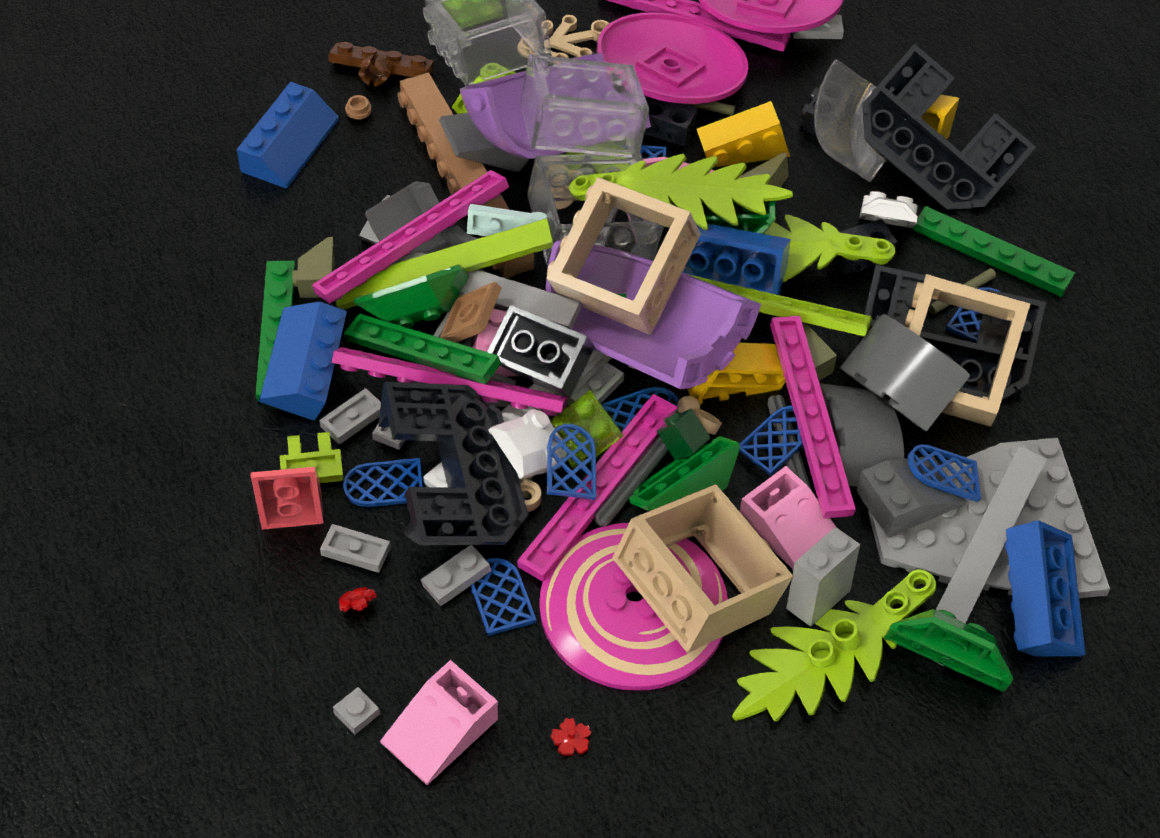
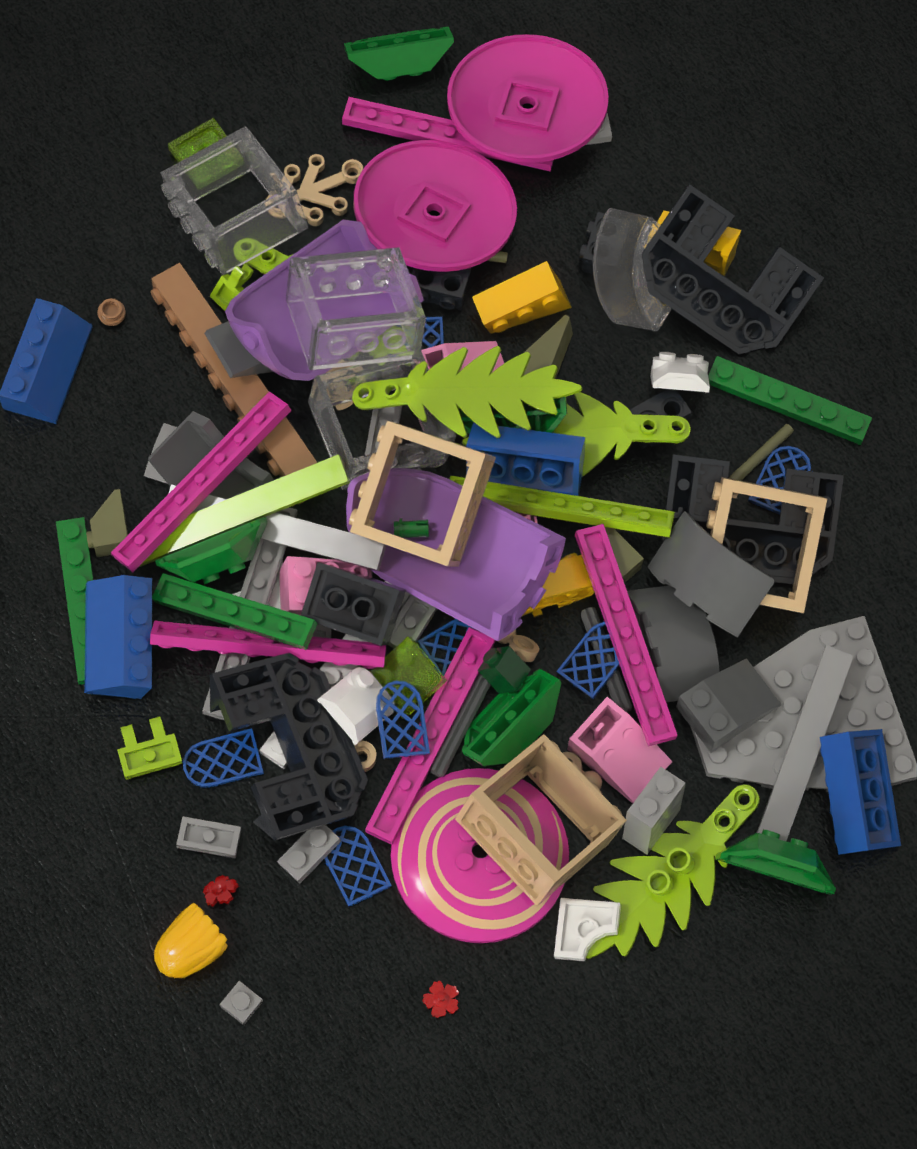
camera: 10 degrees left, 15 degrees up
(288, 497) = (136, 797): coral slope -> none
(313, 641) = (189, 944): none -> yellow hair
(351, 416) = (178, 692): light grey plate -> none
(379, 65) = (123, 250): reddish brown plate -> none
(441, 722) = (321, 1007): bright pink slope -> none
(471, 313) = (277, 568): medium nougat tile -> none
(492, 220) = (292, 453): light aqua plate -> none
(734, 683) = (582, 925): none -> white tile
(934, 483) = (789, 697): blue window -> none

